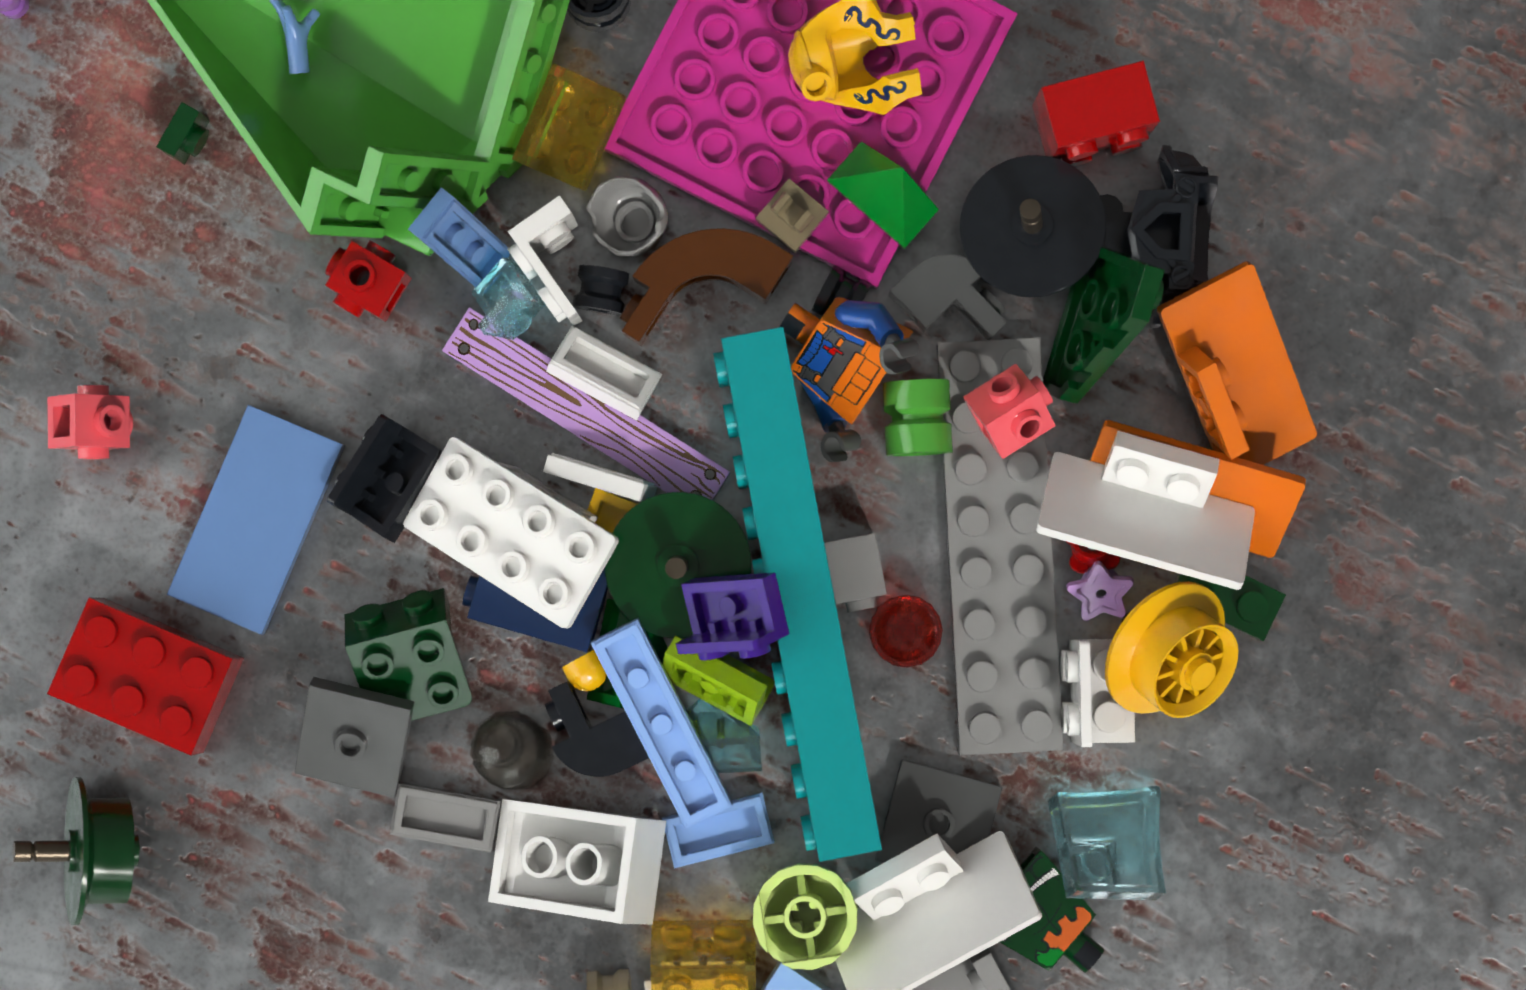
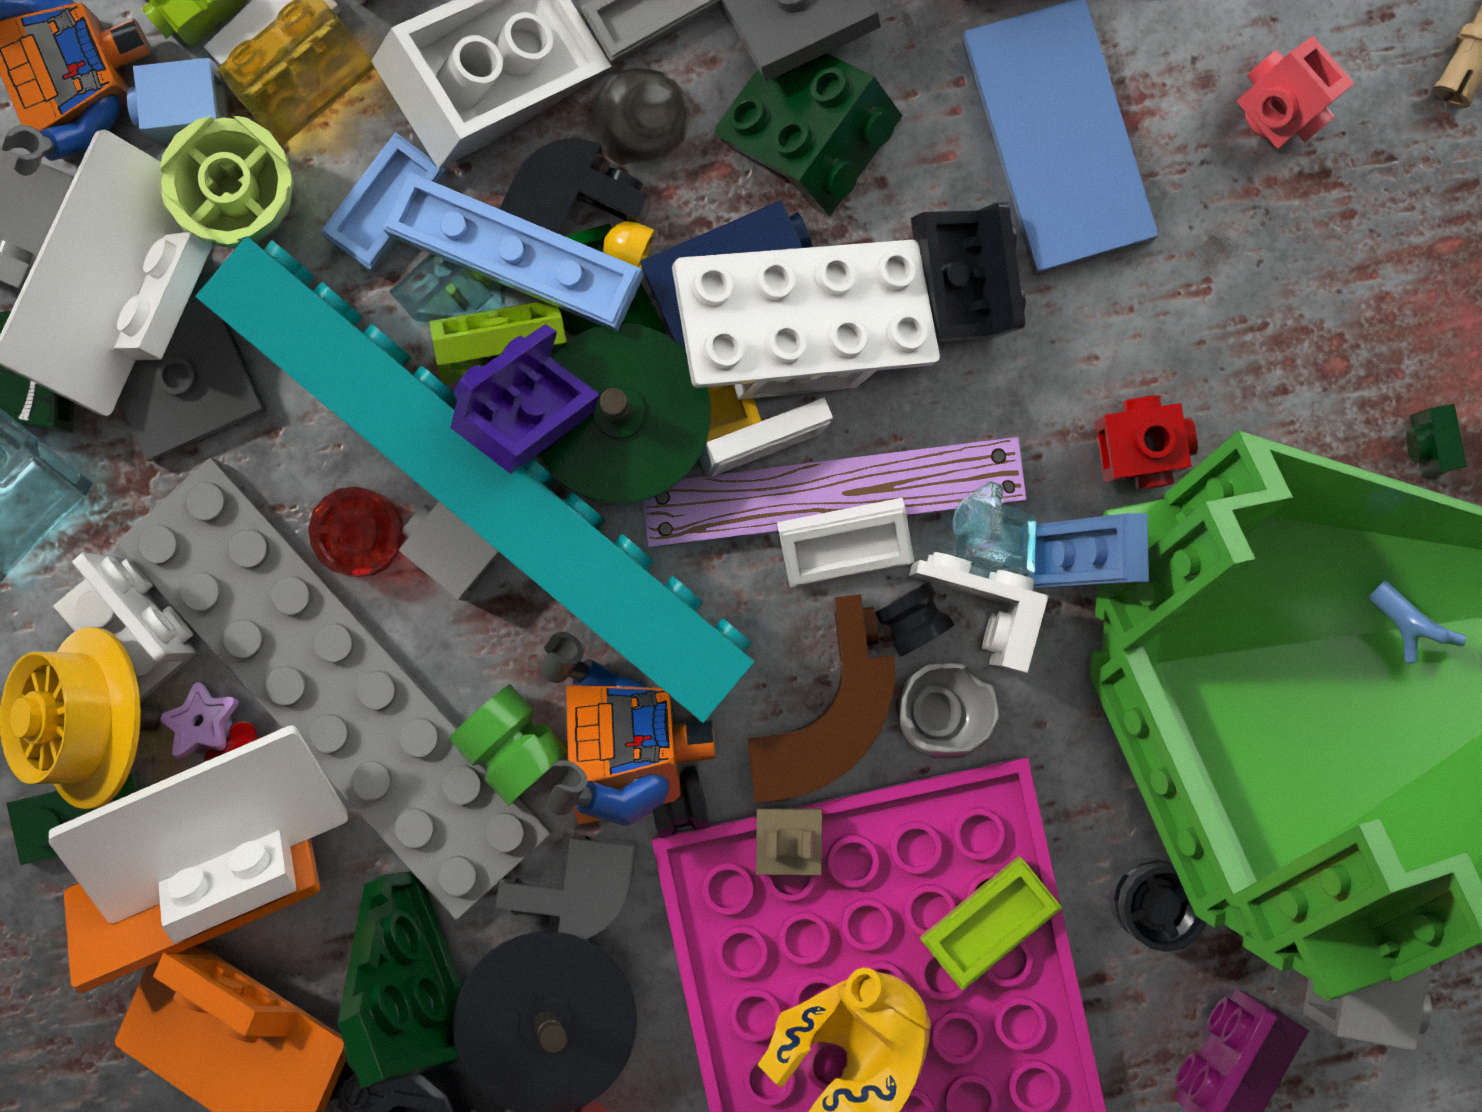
camera: 135 degrees right, 0 degrees up
(569, 127) = (1074, 749): clear yellow bracket -> none
(709, 64) = (990, 922): none -> lime tile
(883, 193) = (718, 936): green slope -> none
(1011, 410) = (419, 825): coral brick -> none

